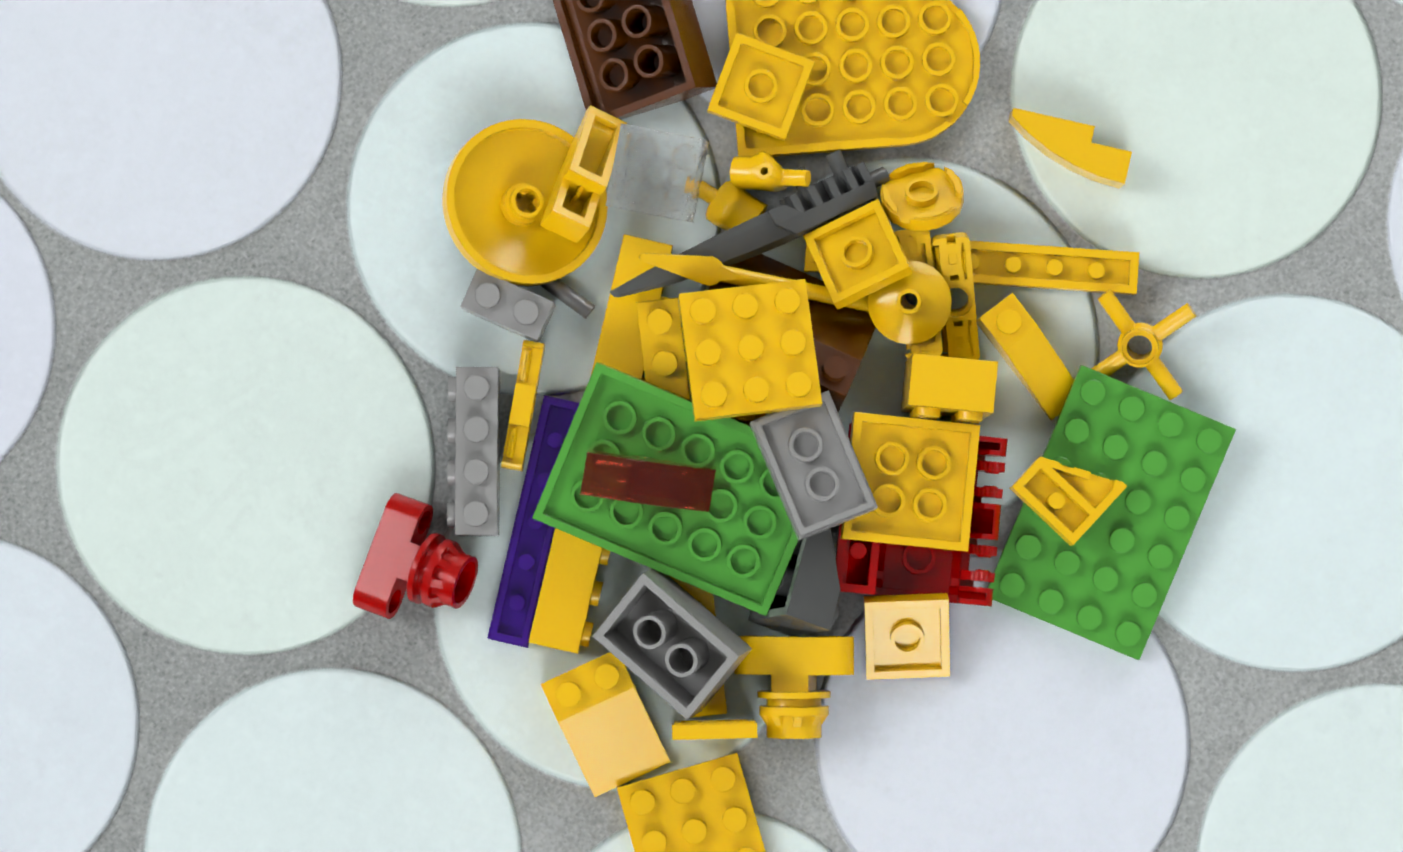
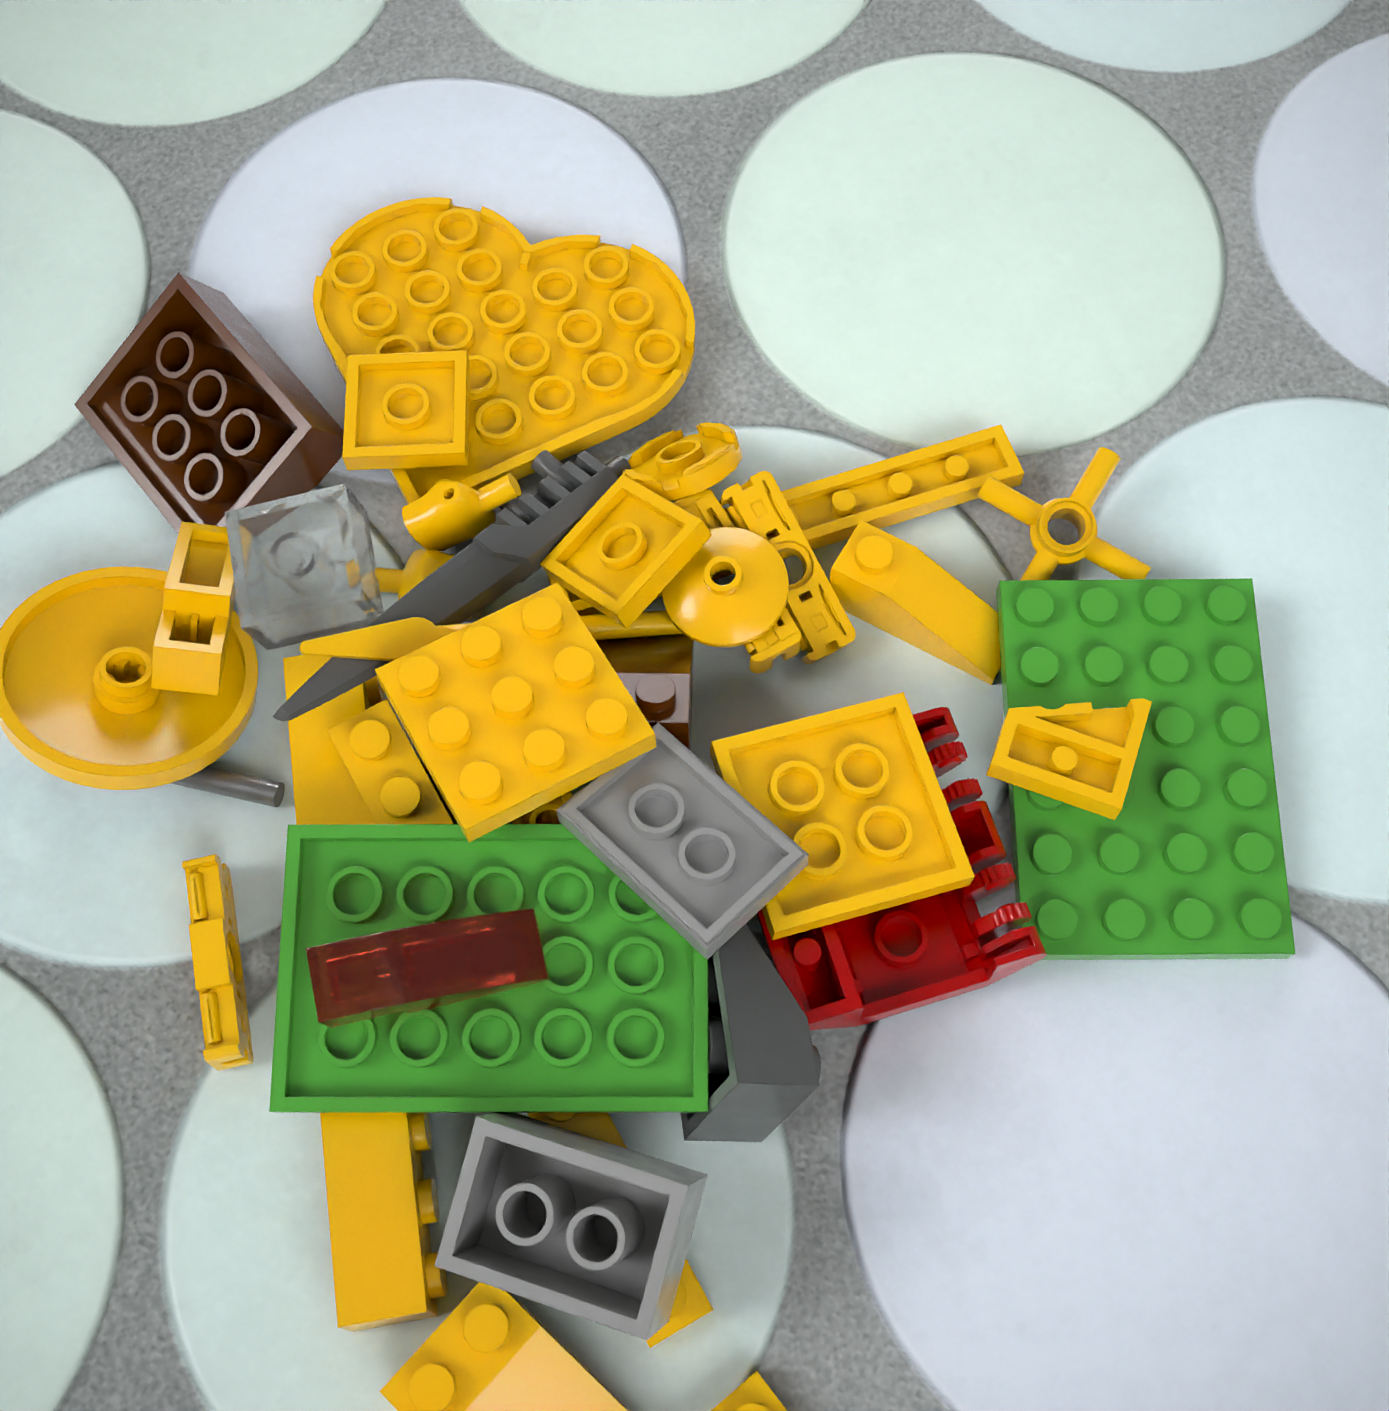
camera: 15 degrees left, 20 degrees down
(402, 559) = (106, 1279): red beam -> none
(477, 451) = (159, 1050): light grey brick -> none
(508, 306) = (144, 824): light grey brick -> none
(530, 538) = (292, 1185): dark purple tile -> none
(714, 729) = (701, 1342): yellow tile -> none
(794, 662) = (784, 1175): yellow beam -> none
(907, 636) = (939, 1061): yellow plate -> none
(949, 388) = (833, 648): yellow brick -> none
(1072, 146) = (848, 341): yellow slope -> none

